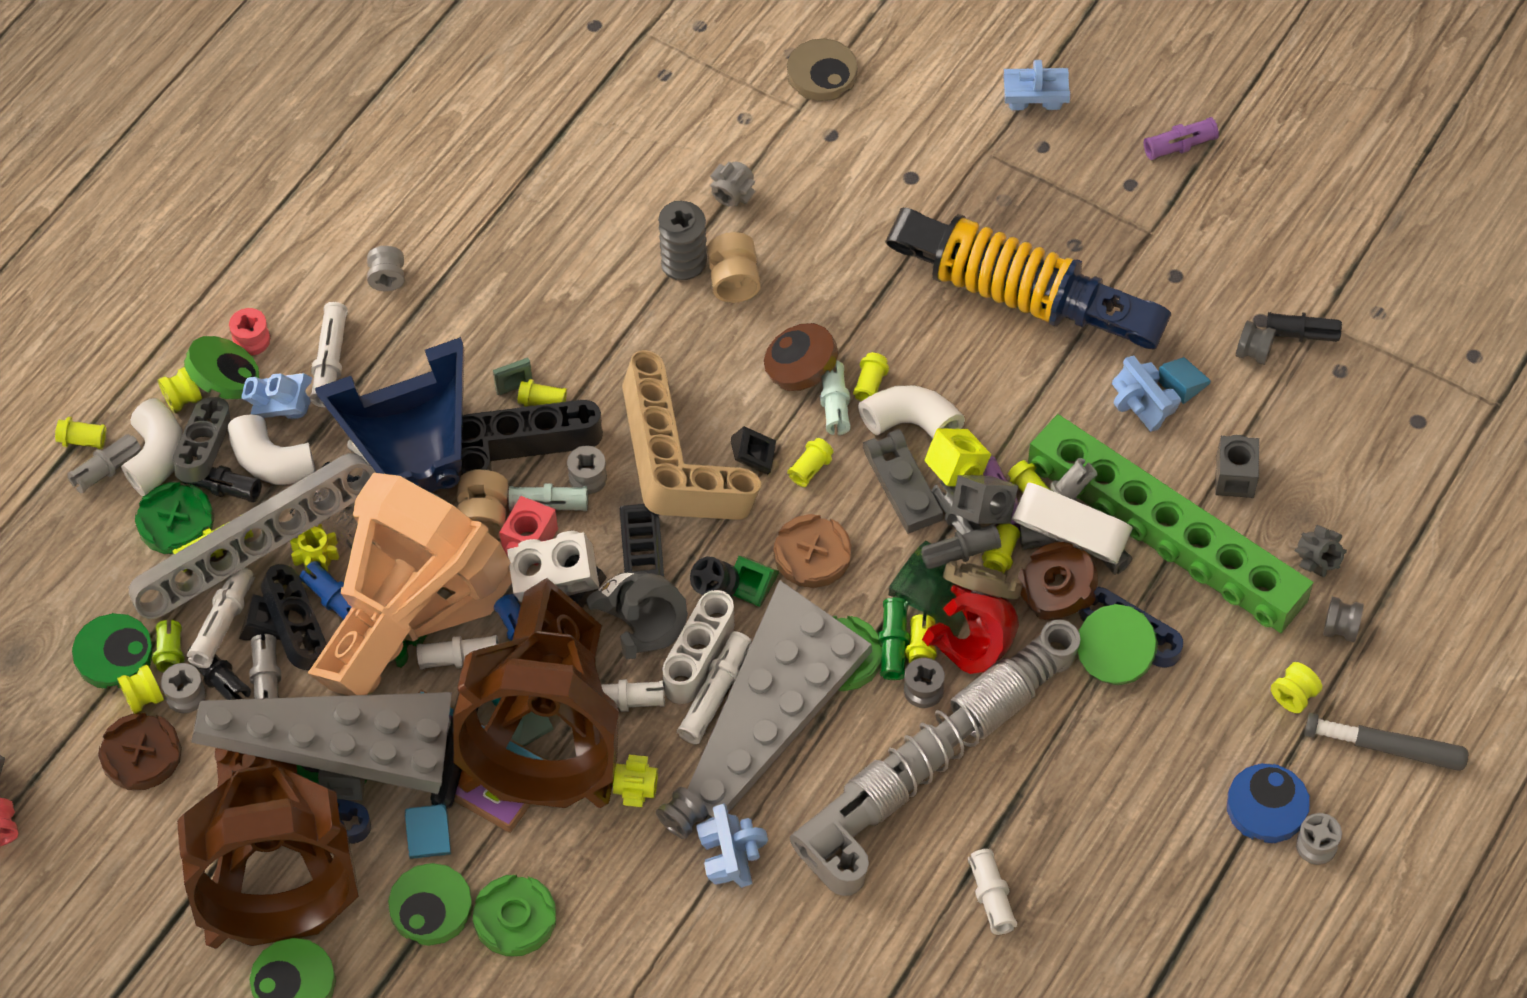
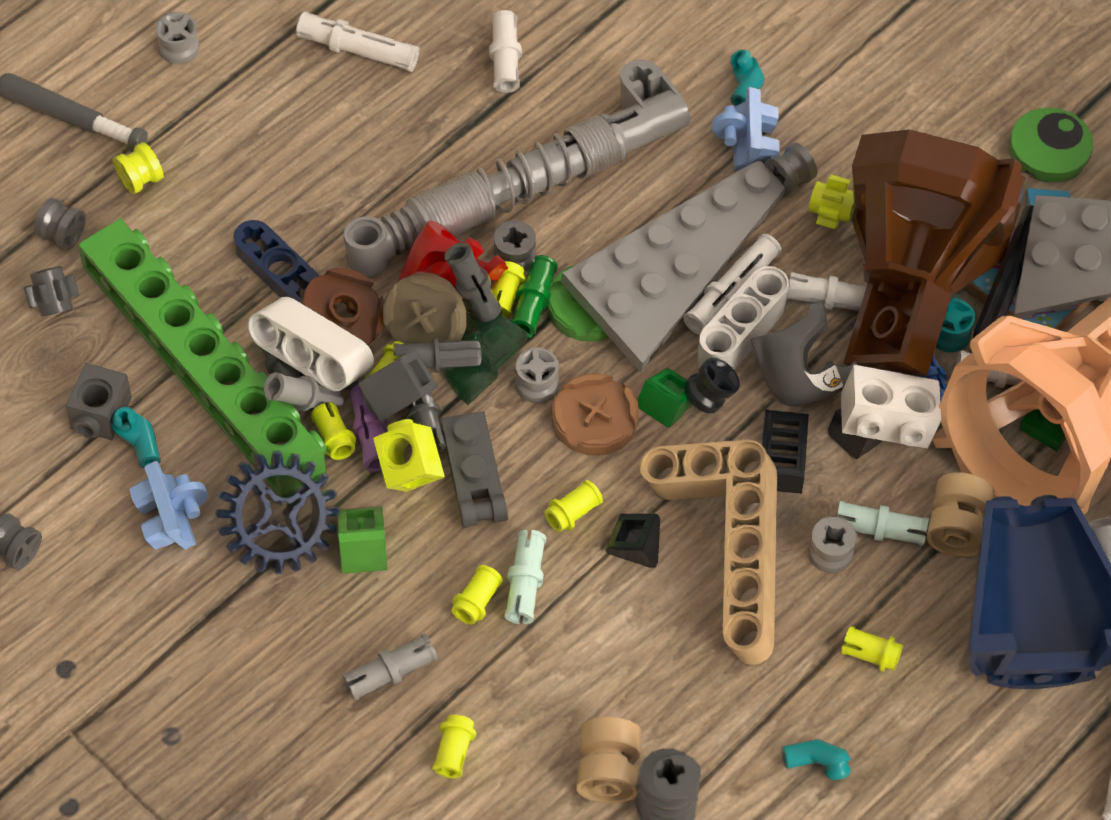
camera: 170 degrees left, 0 degrees up
(510, 376) = (902, 680): sand green slope -> none
(514, 915) = (970, 118): bright green tile -> none
(528, 517) = (904, 495): coral brick -> none
(572, 314) = (818, 752): none -> teal arm
(572, 426) = (896, 591): black beam -> none
(740, 914) = (746, 73): none -> teal arm
(800, 356) = (554, 627): reddish brown tile -> none
(856, 273) = (456, 735): none -> neon yellow pin
(875, 557) = (545, 368): none -> light grey wheel
(909, 405) = (437, 543): white cylinder -> none
(922, 310) = (390, 667): none -> light grey pin
(945, 589) = (473, 282): none -> dark grey pin
(977, 397) = (362, 539): none -> bright green slope
(1022, 277) = (261, 663): piece -> none
(1049, 384) = (296, 499): none -> dark blue gear
(1117, 644) = (304, 238): bright green tile -> none
(1142, 873) = (366, 44): none -> white pin
(1183, 378) = (112, 525): dark azure slope -> none
(1193, 454) = (138, 433): none -> teal arm
(1267, 803) = (210, 83): blue tile -> none

